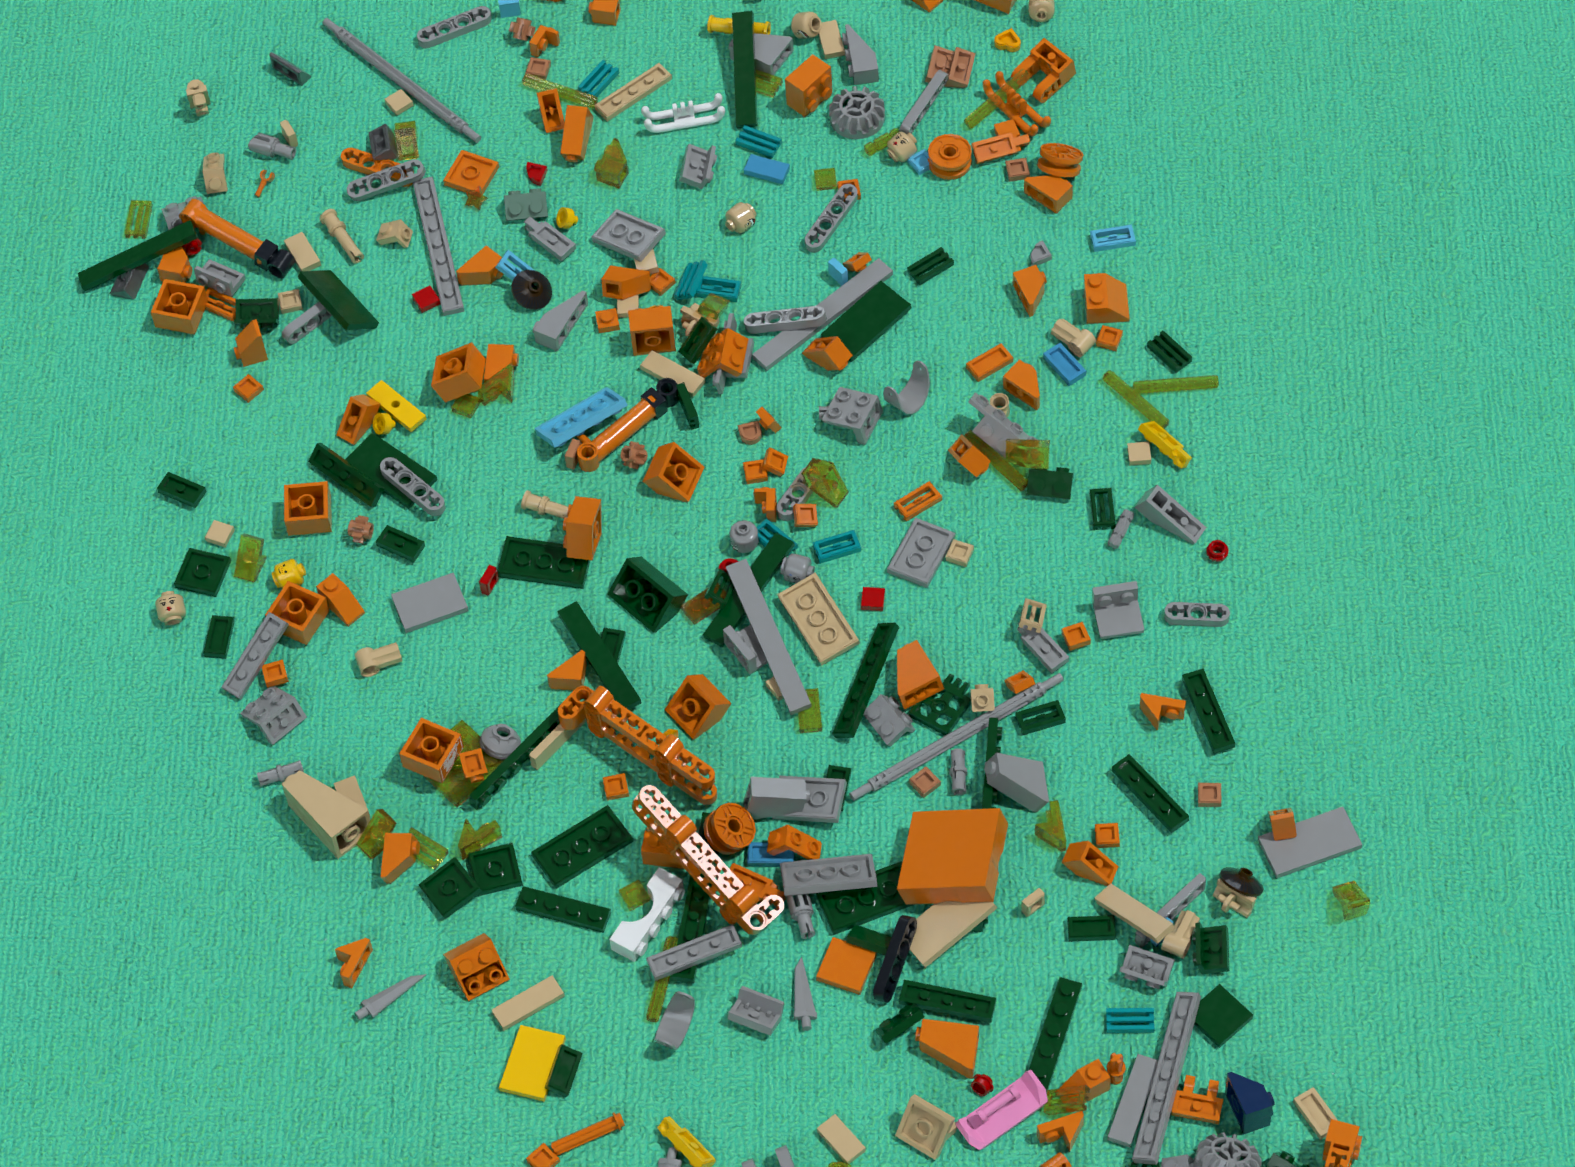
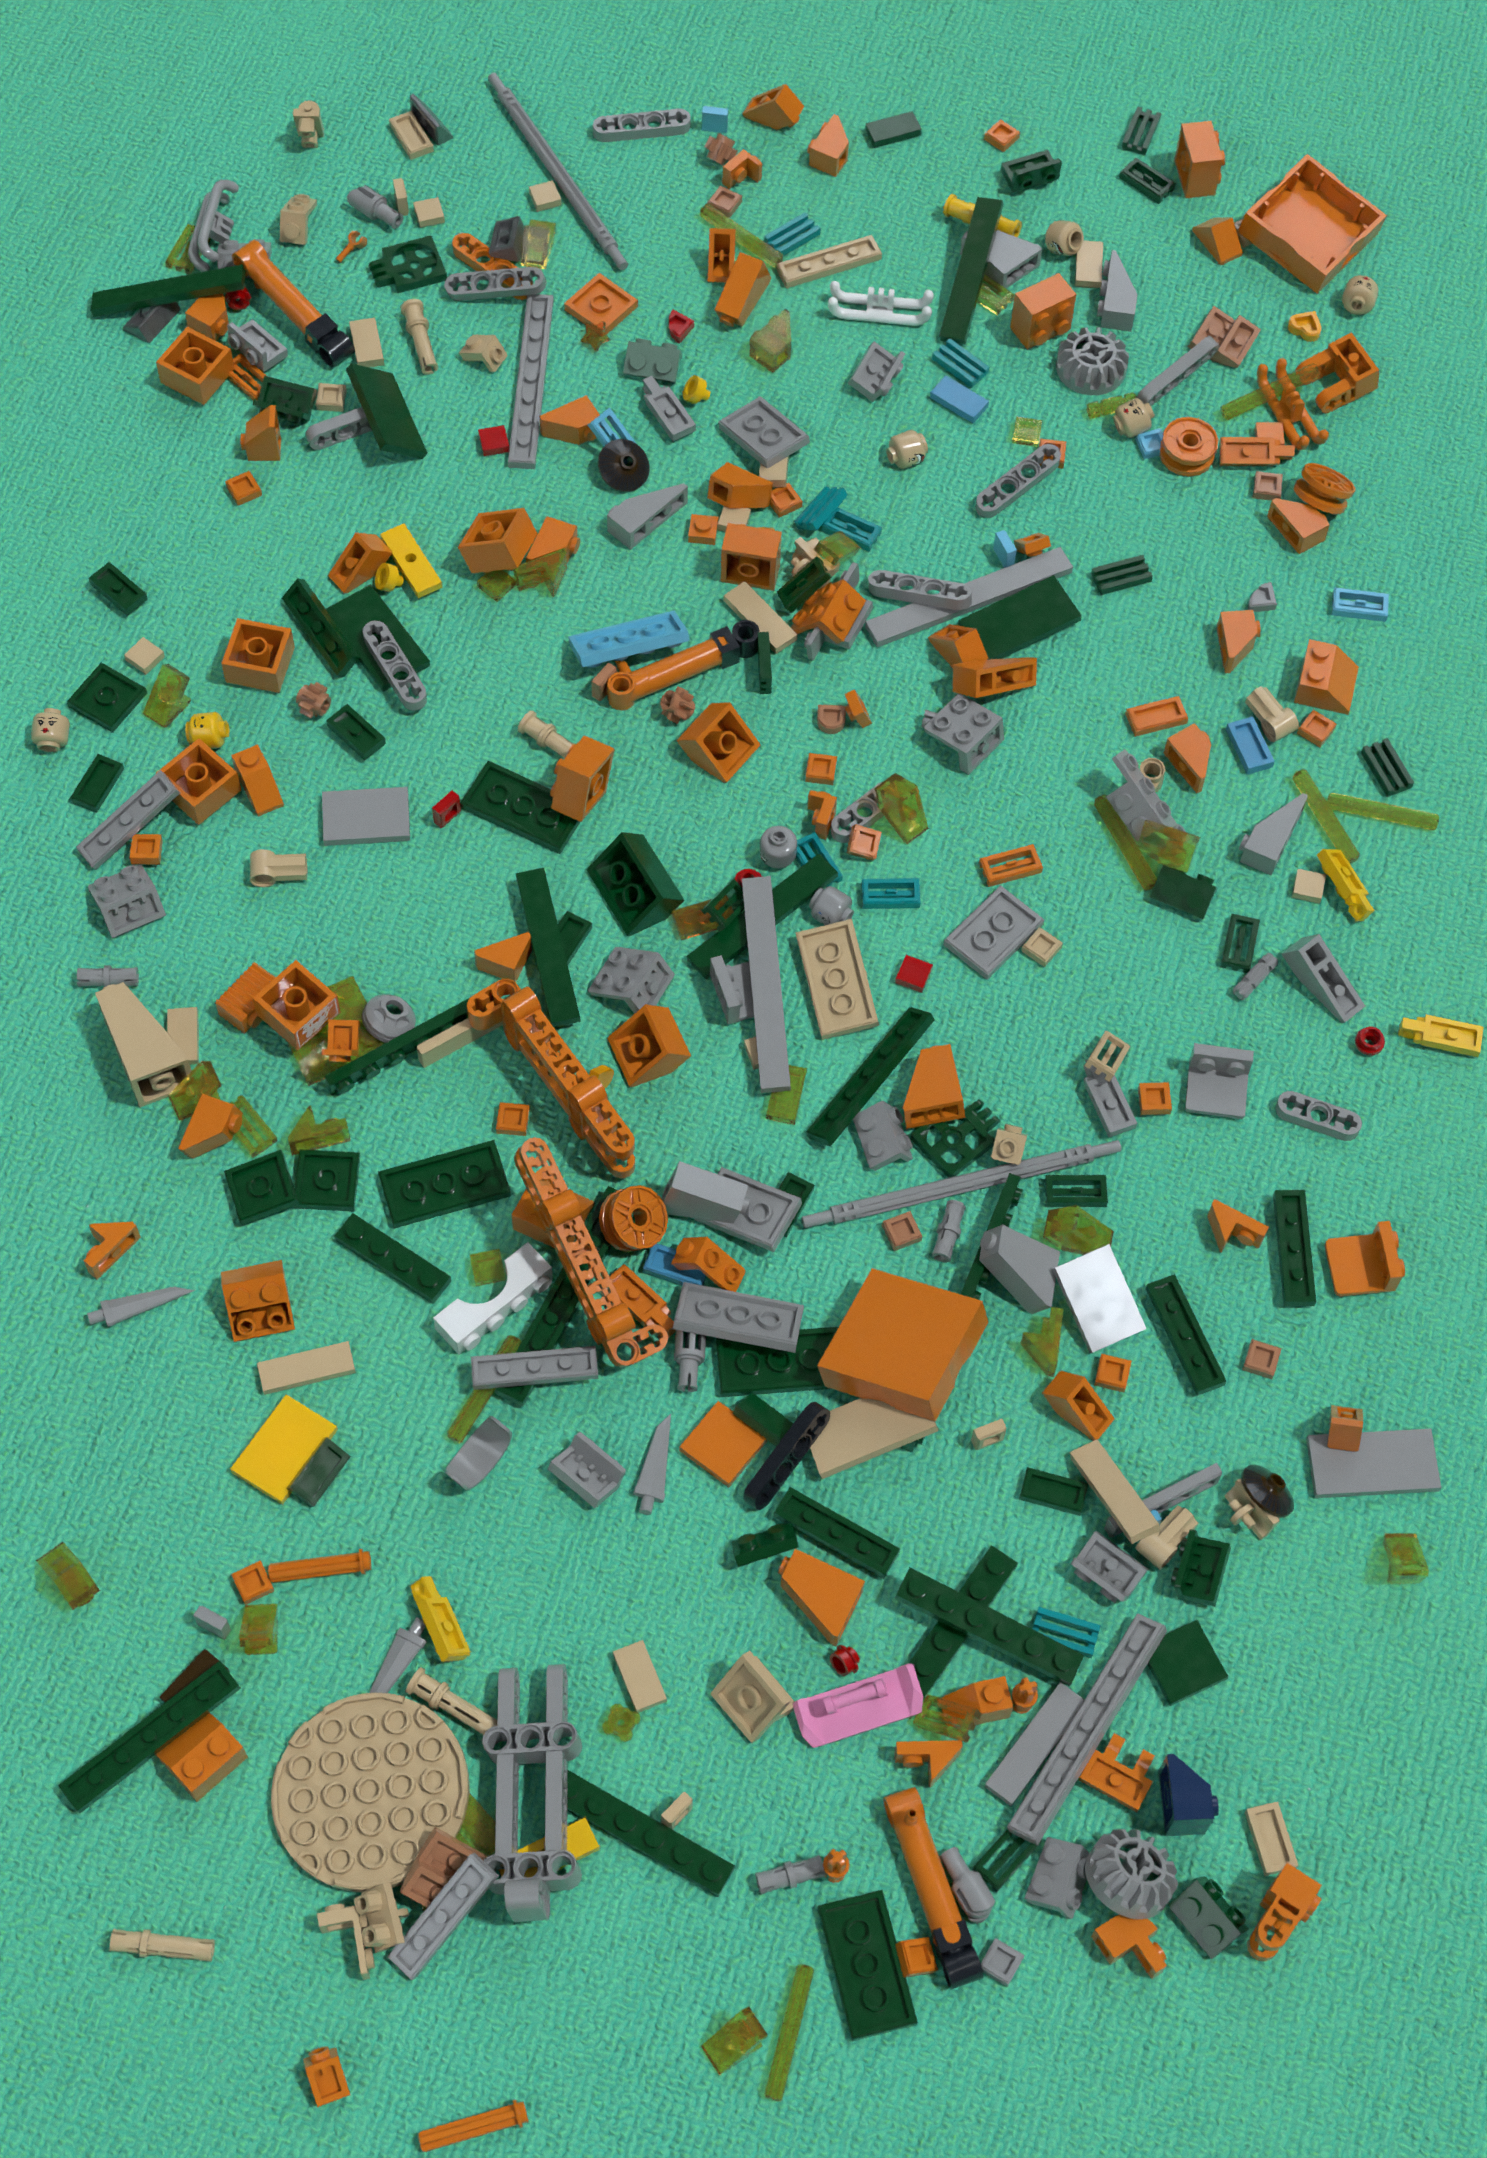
camera: 10 degrees right, 5 degrees up
(151, 196) = (211, 224): none -> light grey piece
(278, 83) = (411, 135): none -> tan tile
(298, 195) = (387, 274): none -> dark green piece
(314, 139) = (429, 212): none -> tan tile
(387, 762) = (237, 1002): none -> orange brick
(668, 659) = (633, 976): none -> light grey bracket
(775, 462) = (848, 764): orange tile -> none
(861, 367) = (993, 676): none -> orange slope
(914, 393) = (1048, 729): light grey piece -> none
(969, 456) = (1093, 827): orange slope -> none
(1019, 682) = (1064, 1137): orange tile -> none
(1051, 745) = (1076, 1230): none -> clear yellow slope
(1076, 1030) = (989, 1627): none -> dark green plate
(1081, 786) = (1099, 1298): none -> tile
(1100, 426) = (1271, 836): none -> light grey slope
(1262, 705) = (1365, 1262): none -> orange bracket
(1268, 530) = (1443, 1034): none -> yellow hinge

